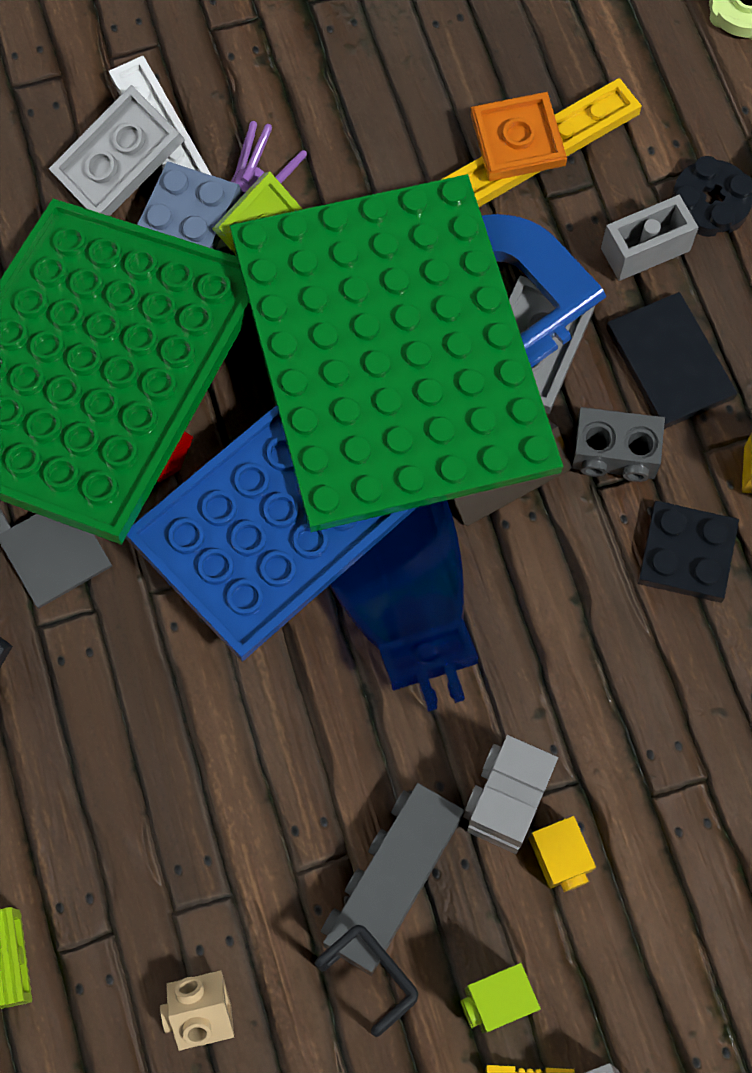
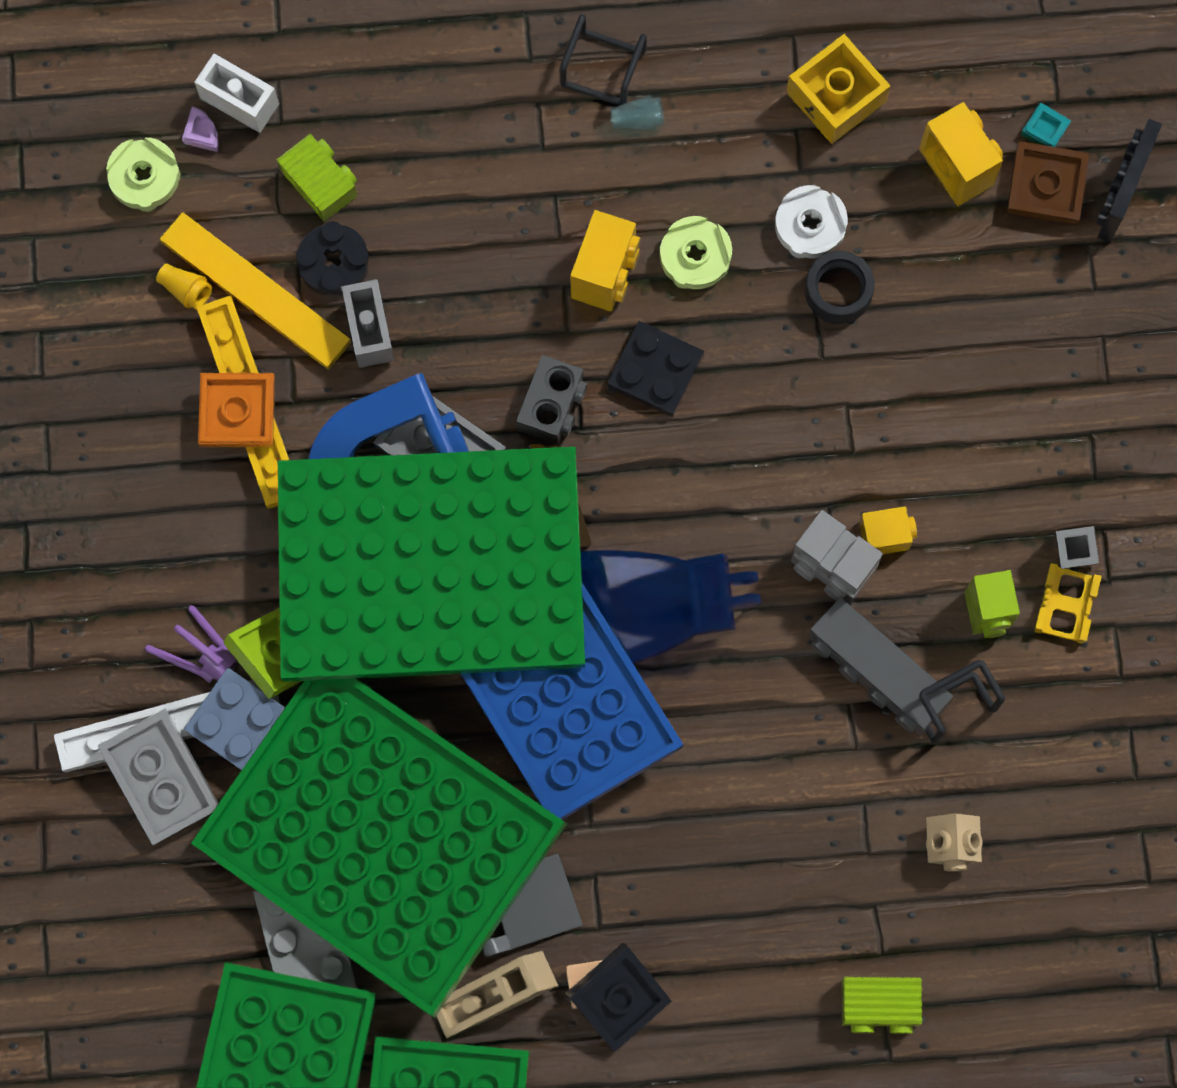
camera: 80 degrees left, 5 degrees up
(639, 66) = (185, 286): none -> yellow cone
(656, 130) = (255, 291): none -> yellow tile
(671, 360) = (480, 336): black tile -> none

